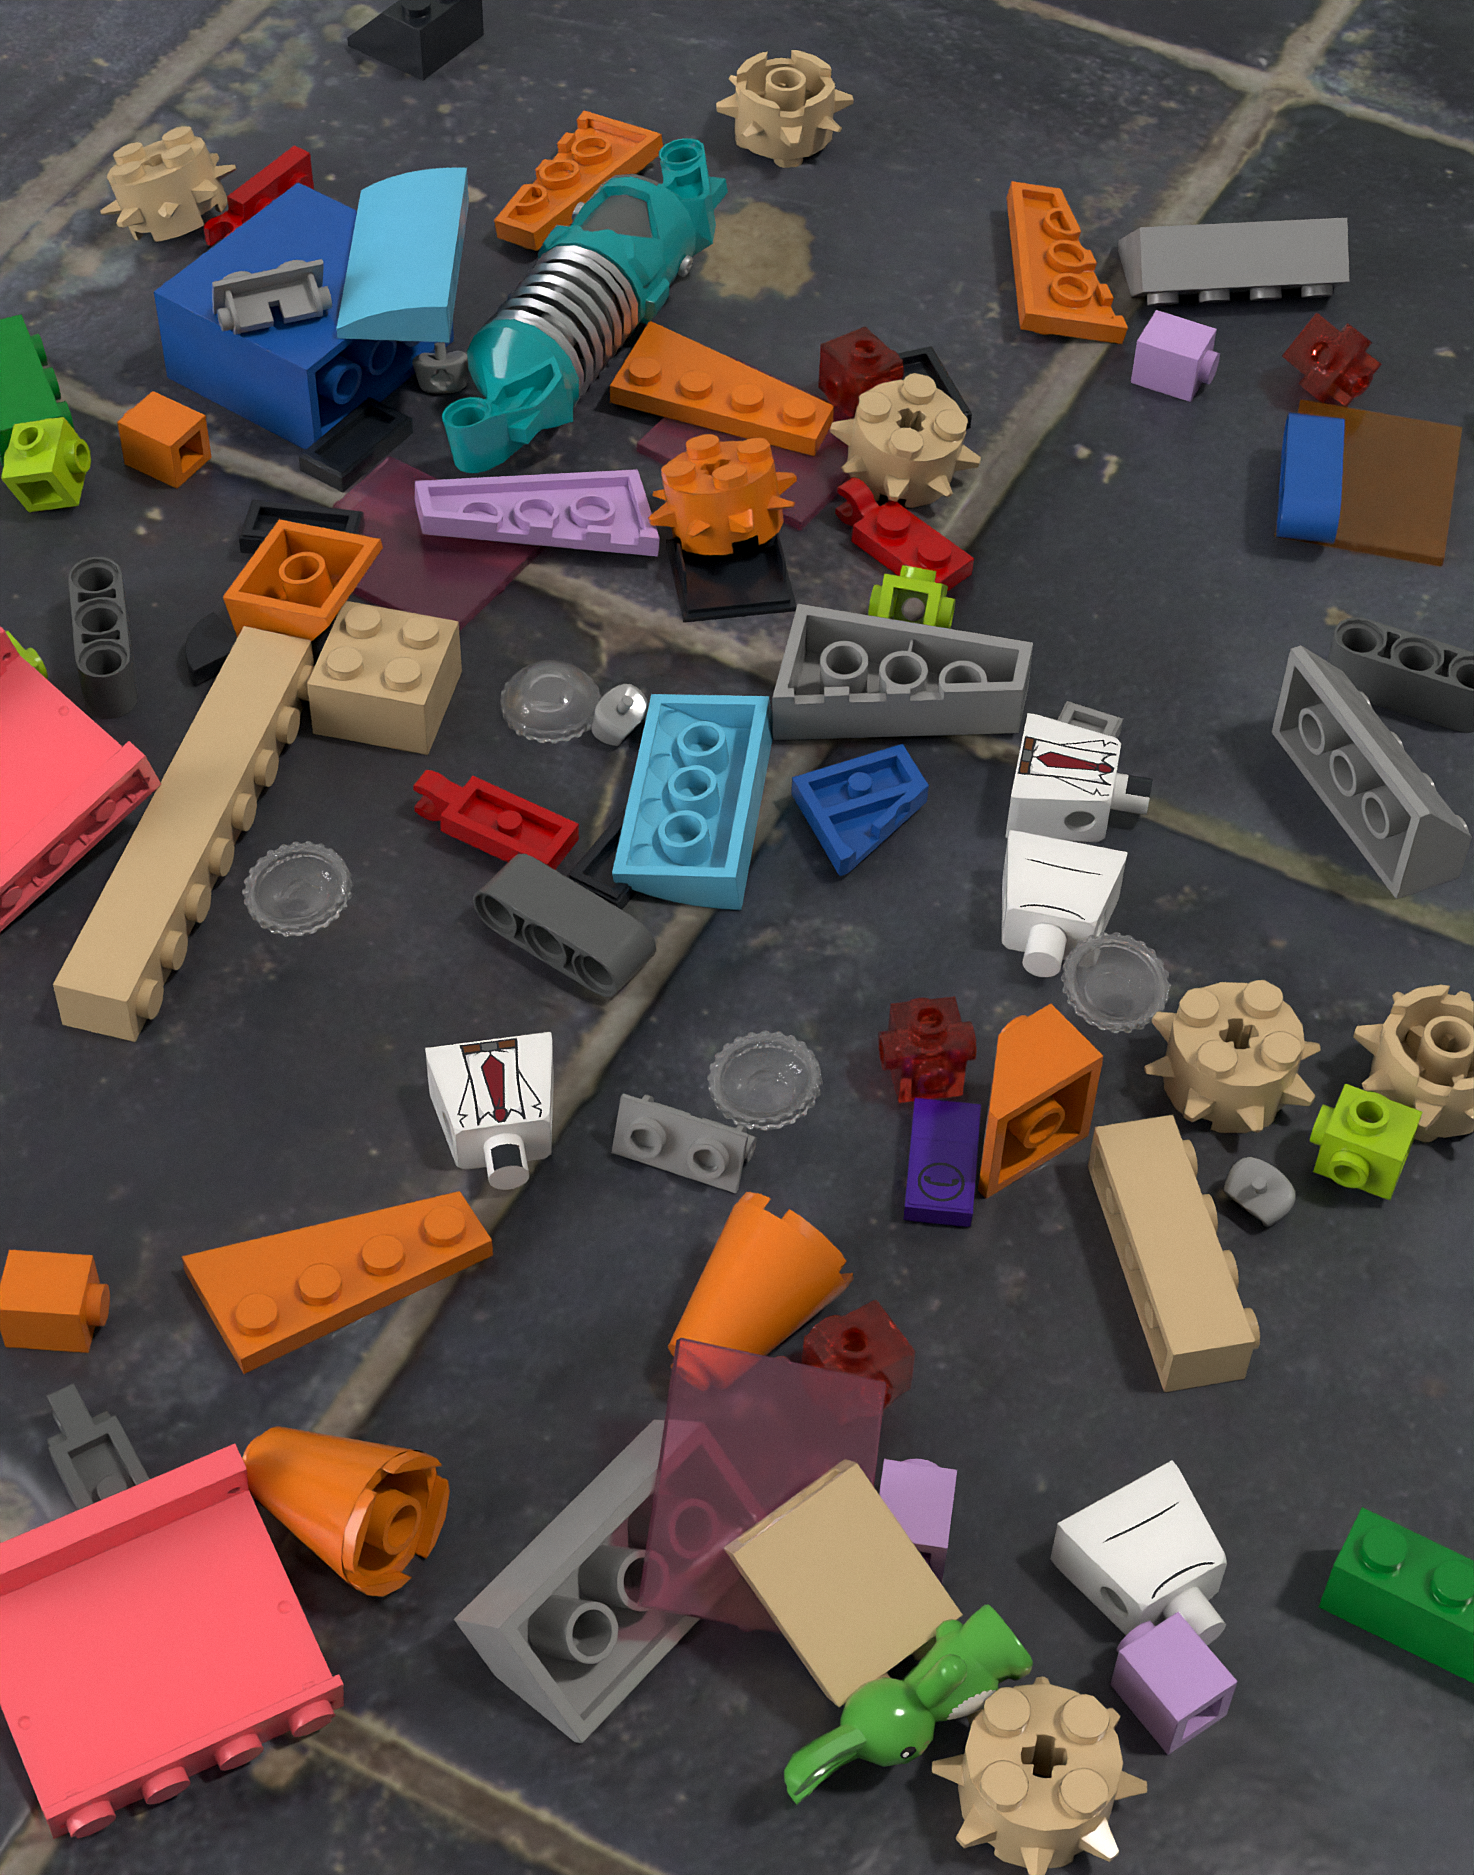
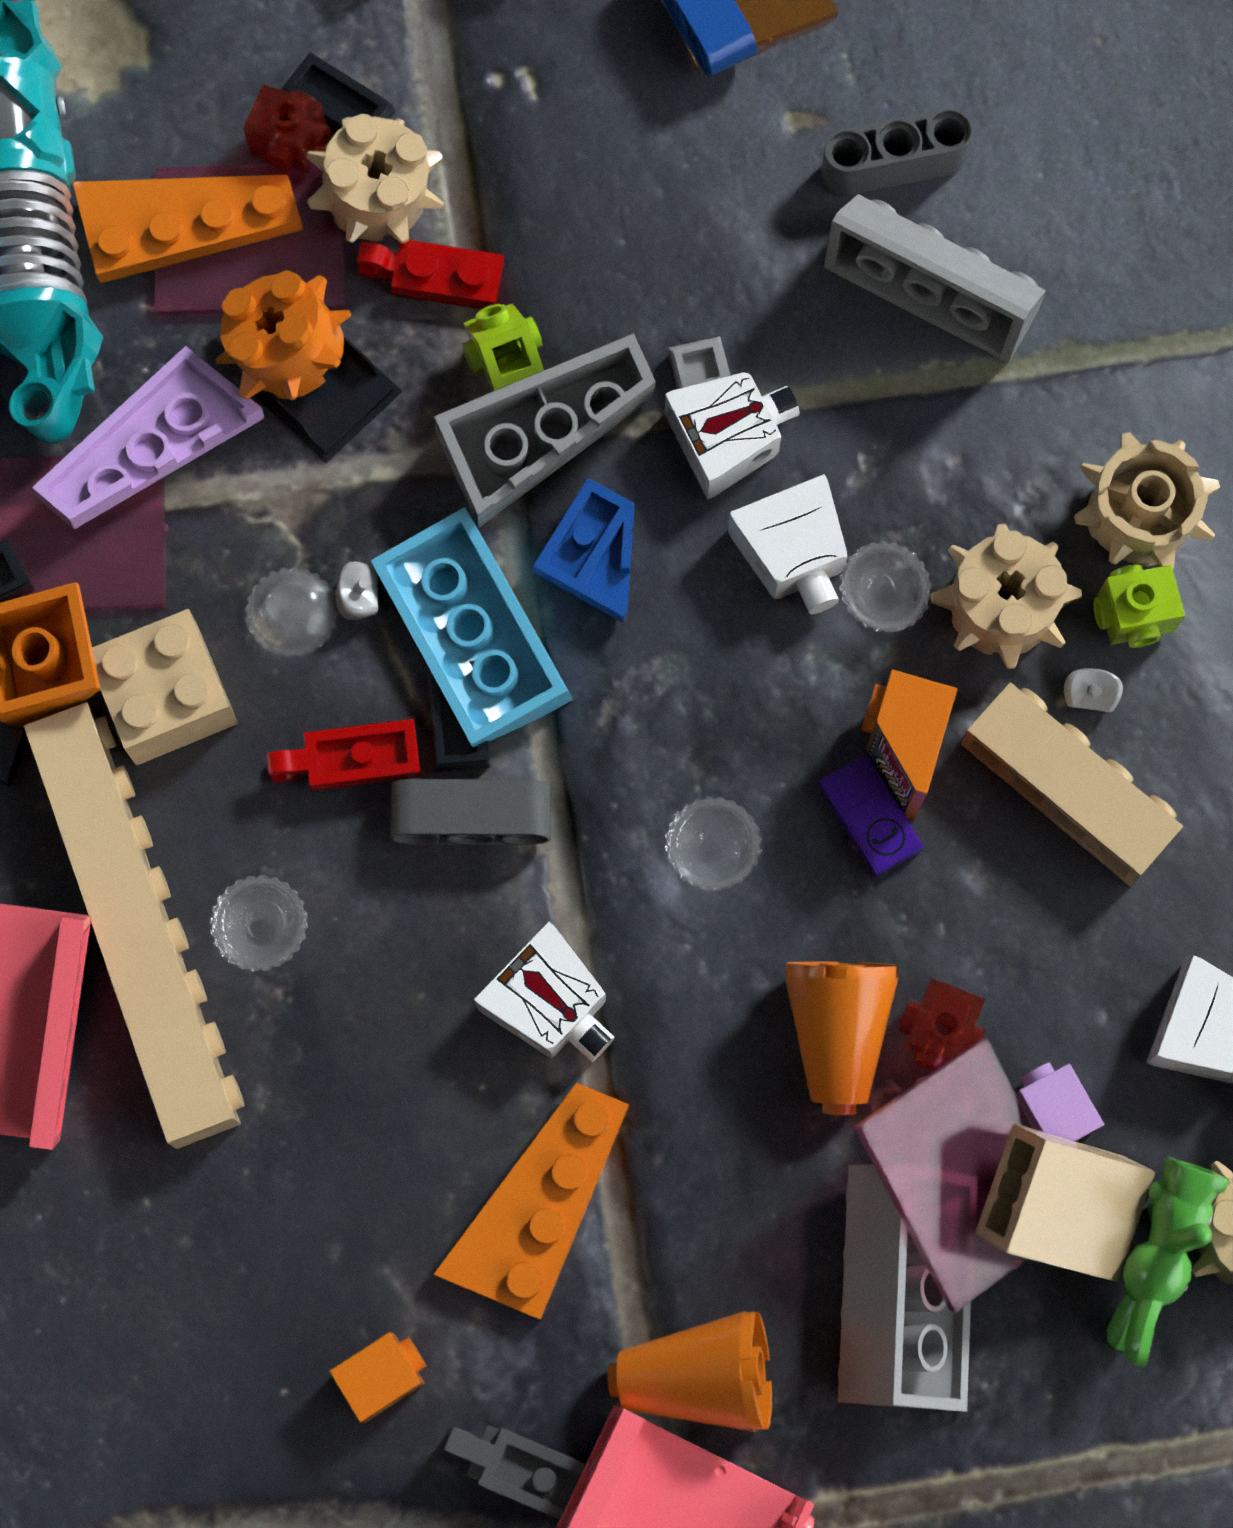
camera: 35 degrees left, 25 degrees up
(682, 1142) = (716, 923): light grey hinge -> none
(927, 1048) = (800, 755): clear red brick -> none

